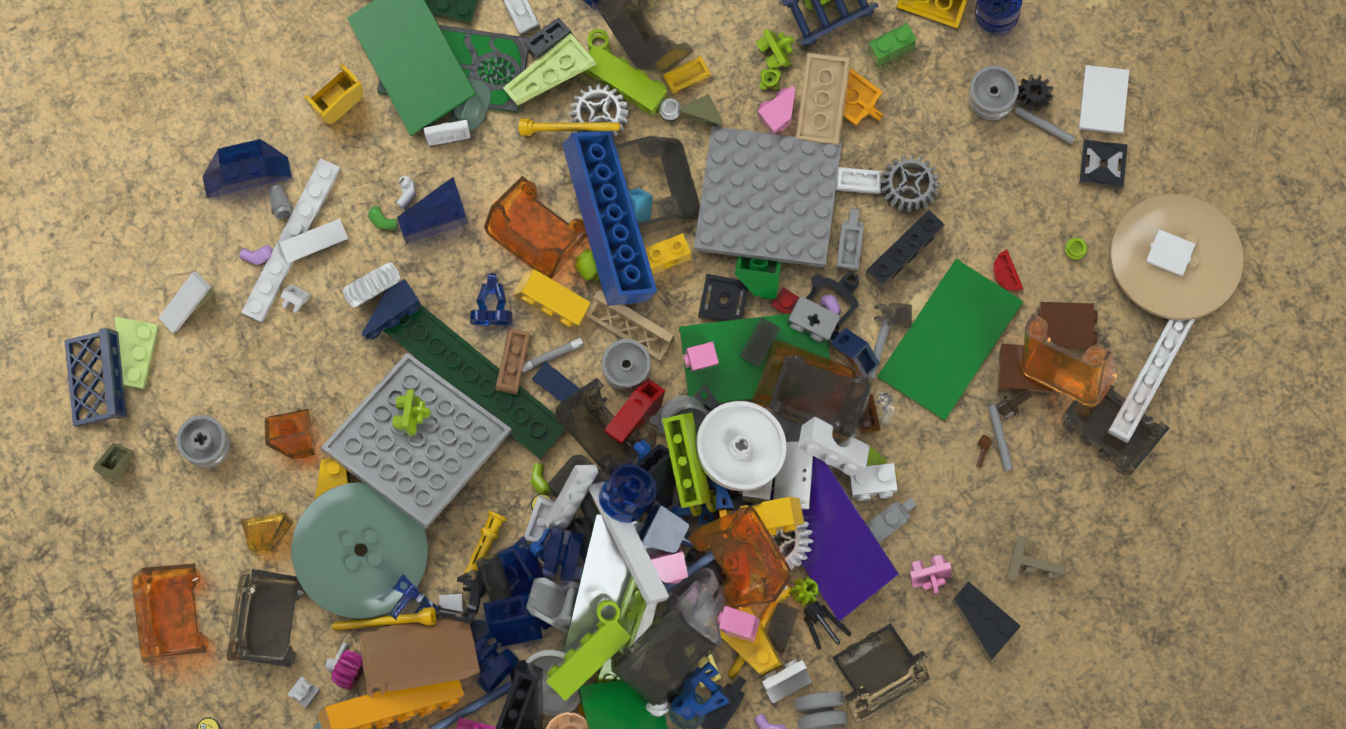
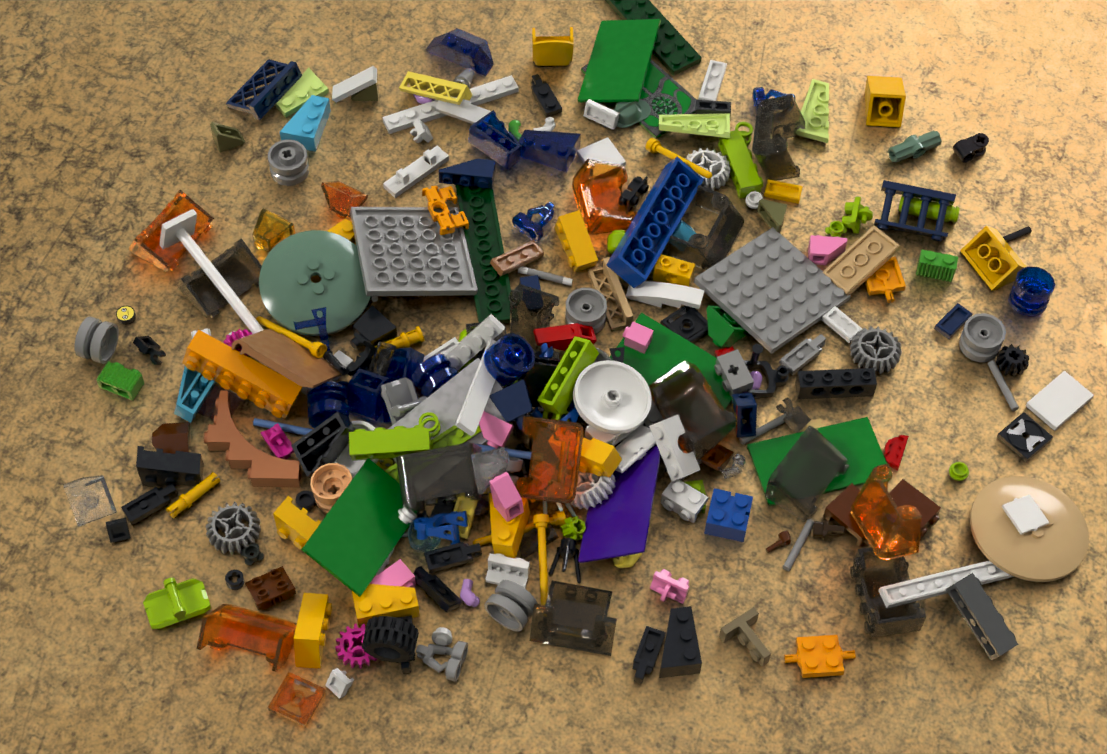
camera: 35 degrees right, 20 degrees down
(179, 382) = (308, 123): none -> medium azure wedge
(186, 610) = (181, 229): none -> white piece
(267, 235) = (431, 84): none -> light yellow fence
(329, 344) = (416, 171): none -> white hinge
(371, 284) = (469, 147): white gear -> none
(372, 248) = (494, 140): none -> clear blue wedge
(373, 155) = (545, 97): none -> black hinge
(413, 412) = (425, 230): lime hips -> none
(416, 381) = (437, 199): none -> light orange piece
(451, 550) = (374, 328): none -> black torso
(487, 179) = (601, 151): none -> white tile
(556, 204) = (638, 187): none -> black hinge
(681, 283) = (665, 293): none -> white slope
(759, 342) = (693, 355): clear smoke plate -> none
(777, 613) = (541, 522): none -> yellow piece
(891, 519) = (672, 534): light grey hinge -> none
(922, 463) = (728, 515): none -> blue piece
(950, 91) = (953, 321): none -> dark blue tile
(958, 367) = (805, 474): none -> clear smoke windscreen
(963, 650) = (647, 652): none -> black hinge
(1102, 529) = (819, 656): none -> light orange plate
(1207, 381) = (982, 616): none -> dark grey brick

